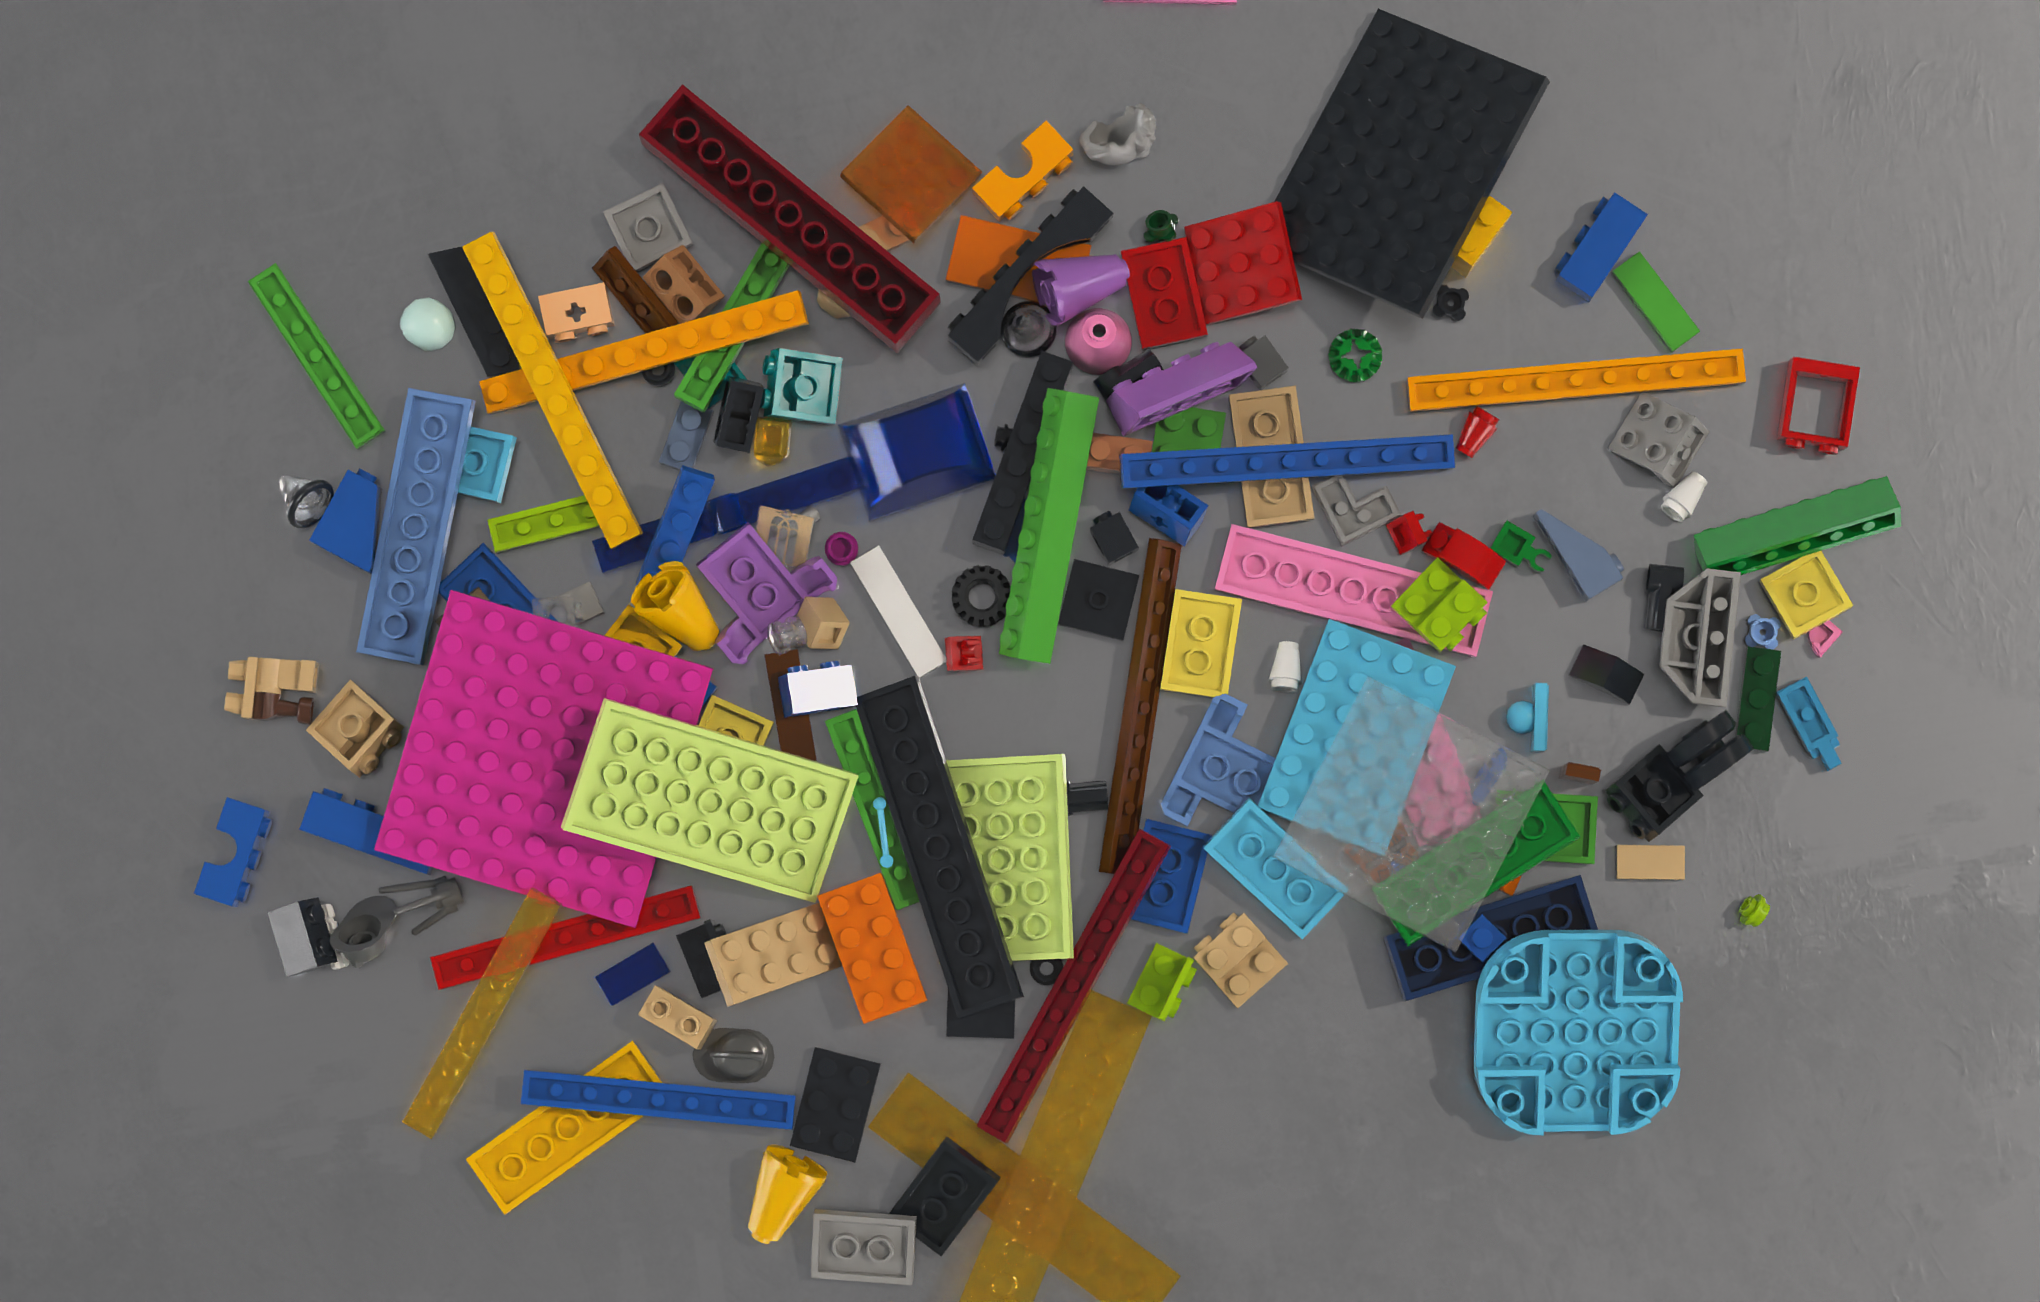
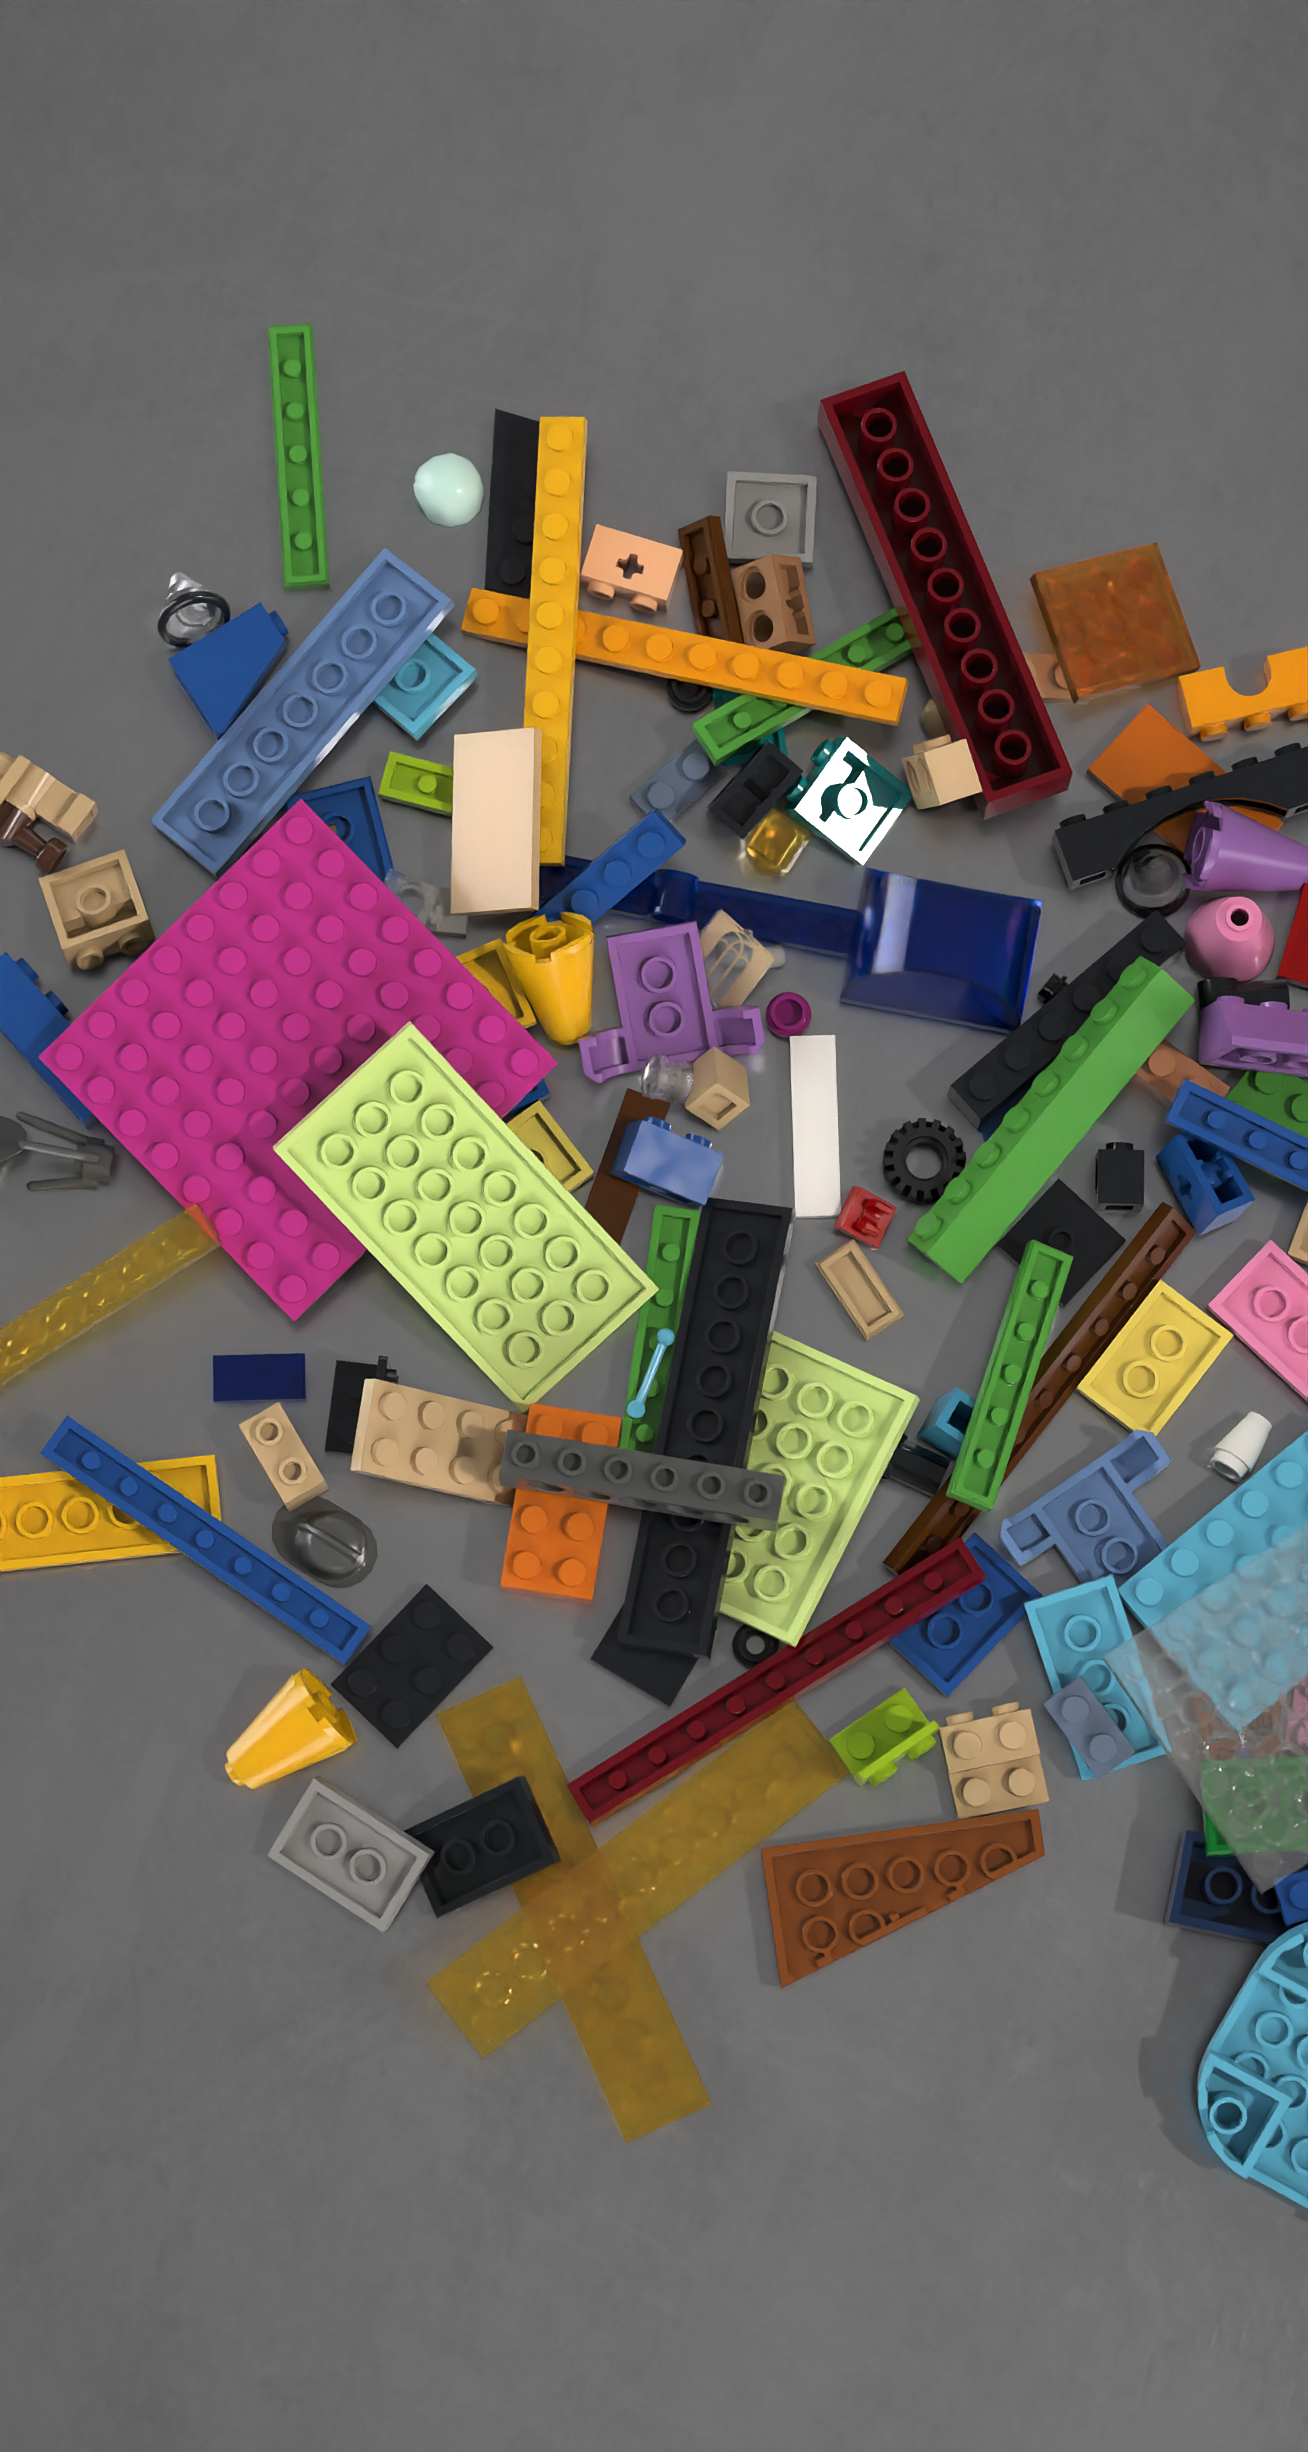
camera: 25 degrees right, 5 degrees down
(571, 937) = (214, 1293): red plate -> none
(583, 530) = (496, 822): none -> tan tile
(853, 338) = (940, 772): none -> tan brick
(917, 908) = (642, 1480): none -> dark grey brick
(986, 702) = (859, 1290): none -> tan tile
(1096, 756) = (948, 1422): none -> dark azure brick
(1114, 707) = (1009, 1376): none -> bright green tile
(1200, 1085) = (862, 1887): none -> dark orange wing
(1288, 903) = (1089, 1727): none -> sand blue plate

